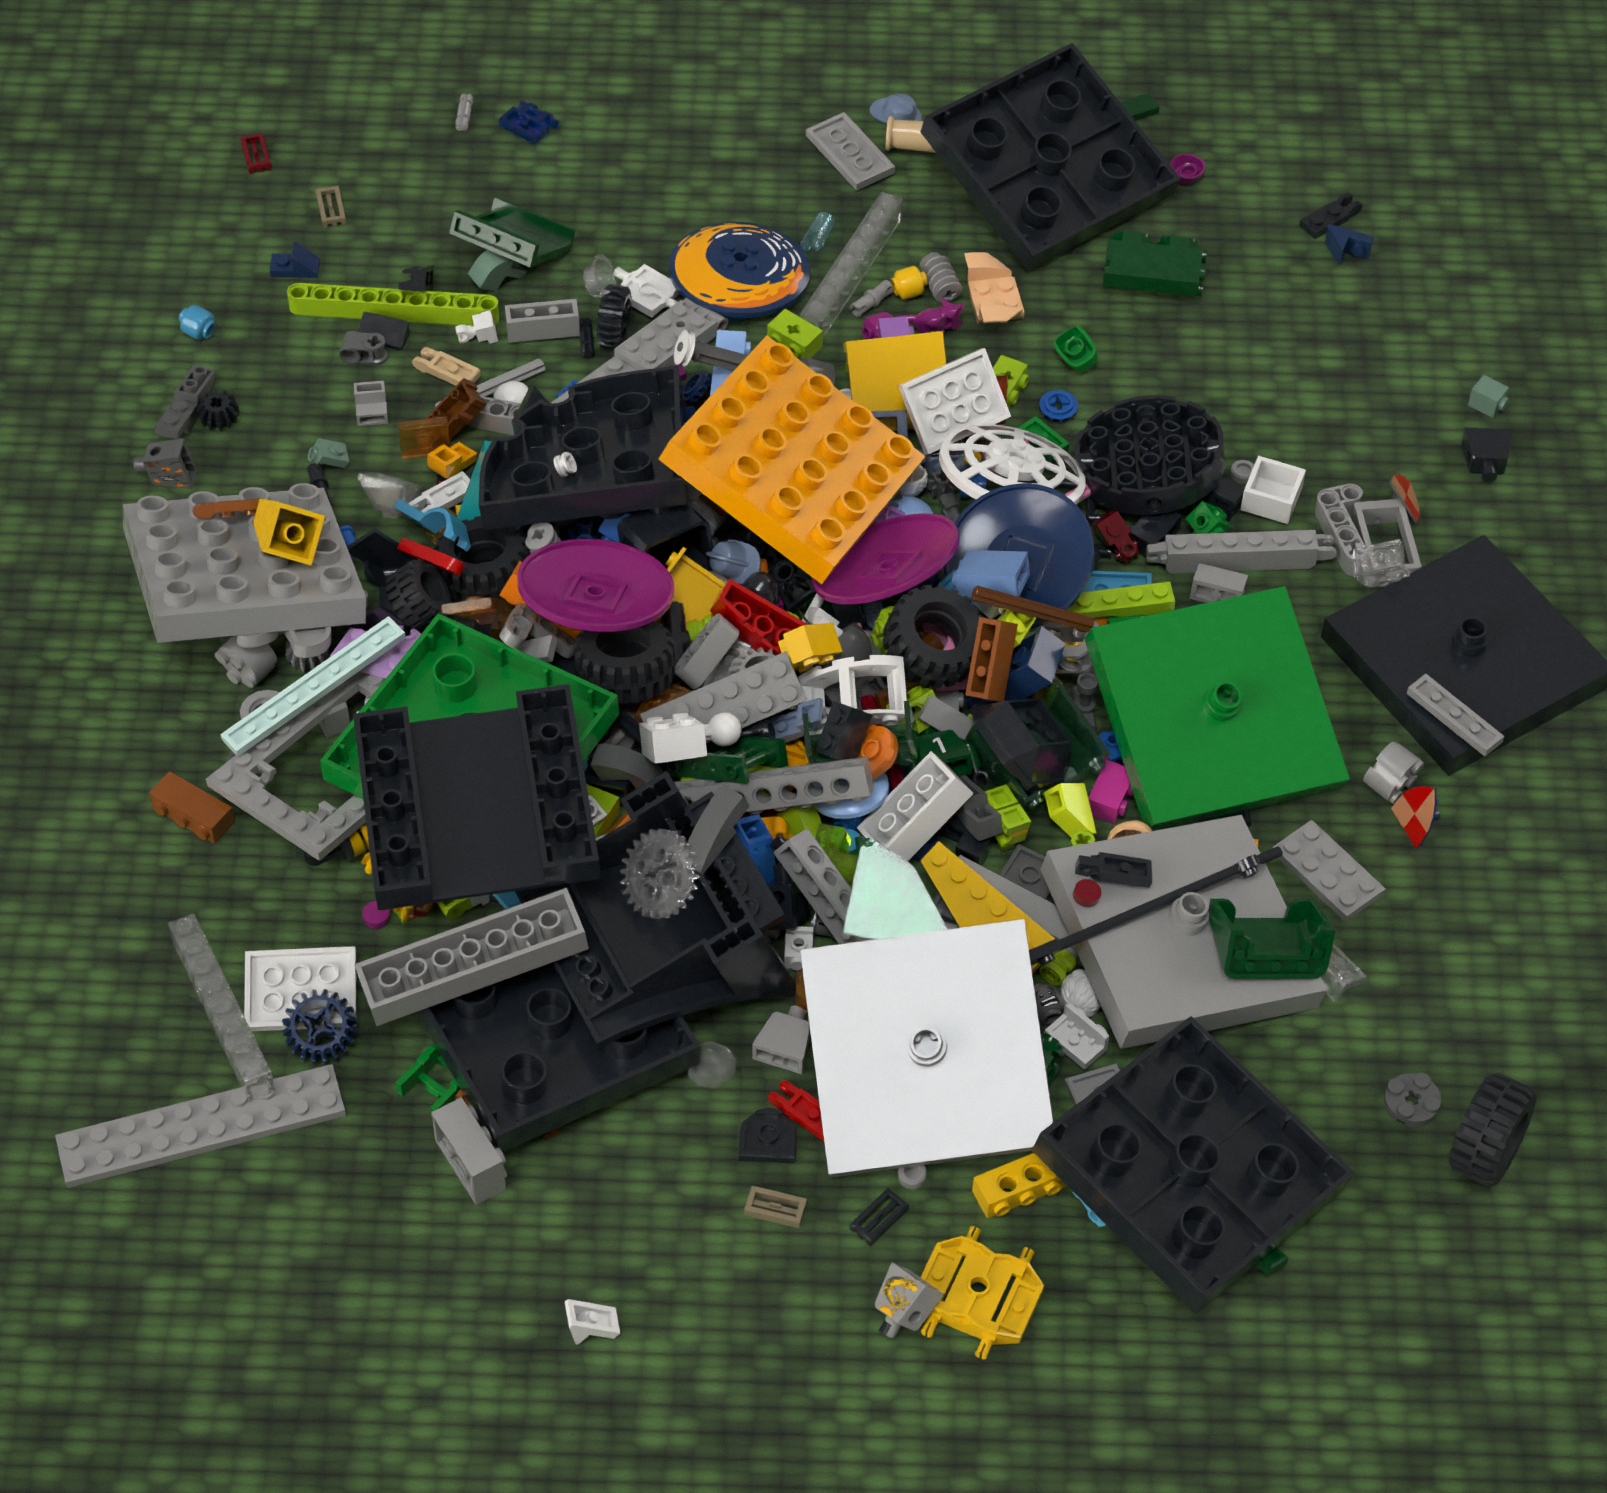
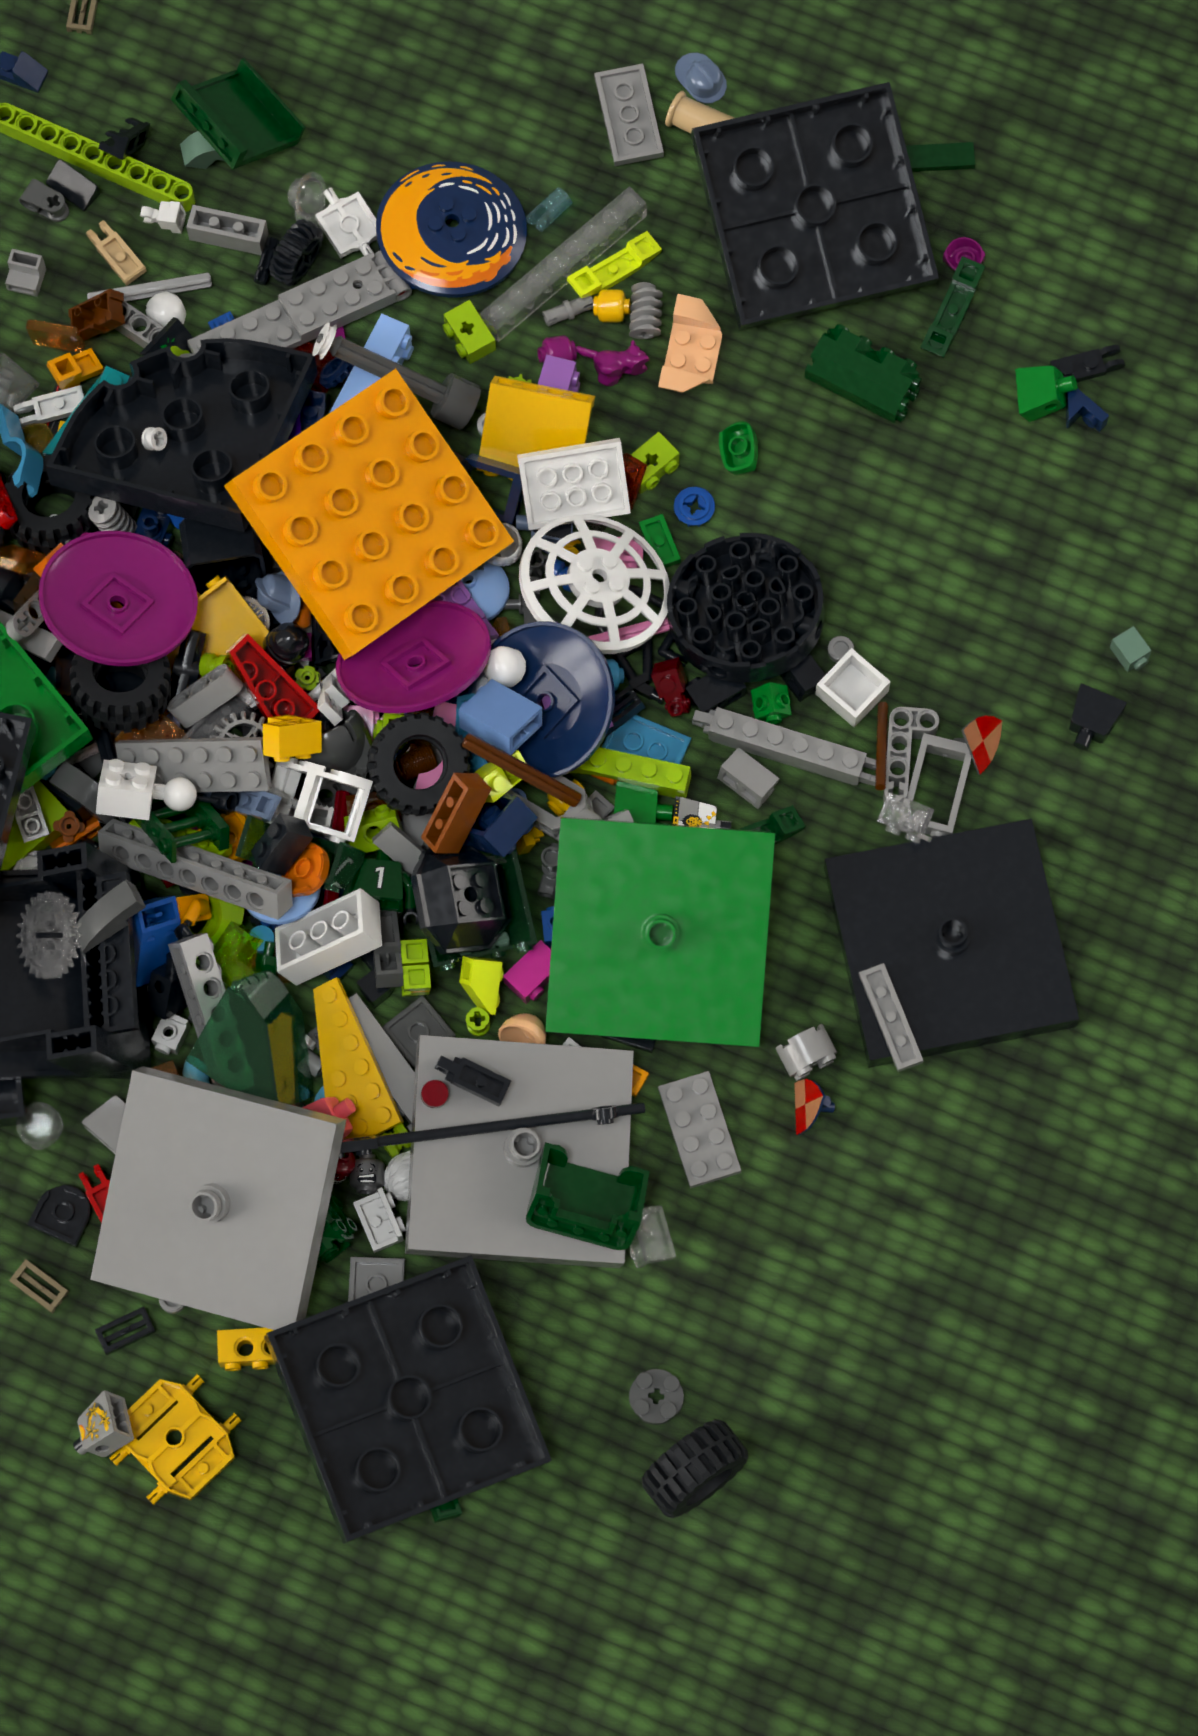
camera: 25 degrees right, 20 degrees up
(614, 805) = (76, 826): none -> dark orange plate
(900, 256) = (616, 267): none -> neon yellow slope
(974, 537) = (505, 666): none -> white hair
(1199, 202) = (954, 307): none -> dark green slope
(1308, 236) = (1042, 390): none -> green torso
(1323, 524) = (881, 746): none -> reddish brown bar

